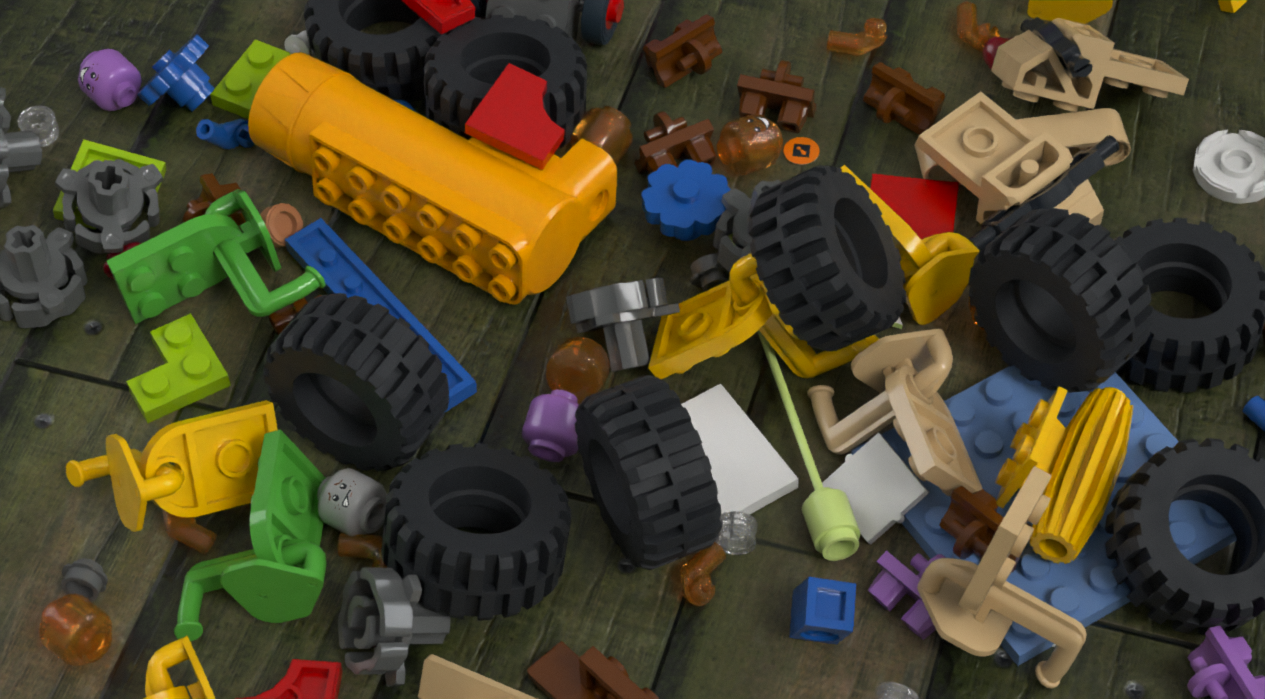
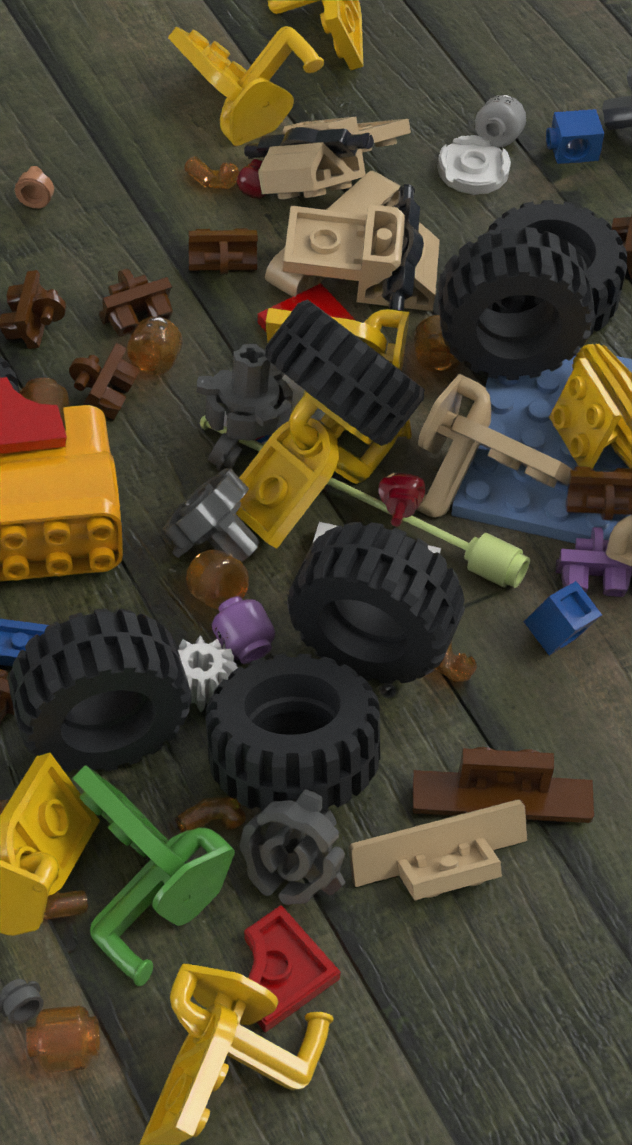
camera: 50 degrees left, 0 degrees up
(352, 502) = (165, 788): light grey head -> none
(484, 425) = (205, 668): none -> white gear
(684, 199) = (164, 409): blue plant -> none
(801, 150) = (189, 329): orange sticker -> none
(803, 408) = (401, 495): none -> dark red piece
(859, 43) = (145, 229): clear orange arm -> none
(877, 487) = (497, 511): white piece -> none

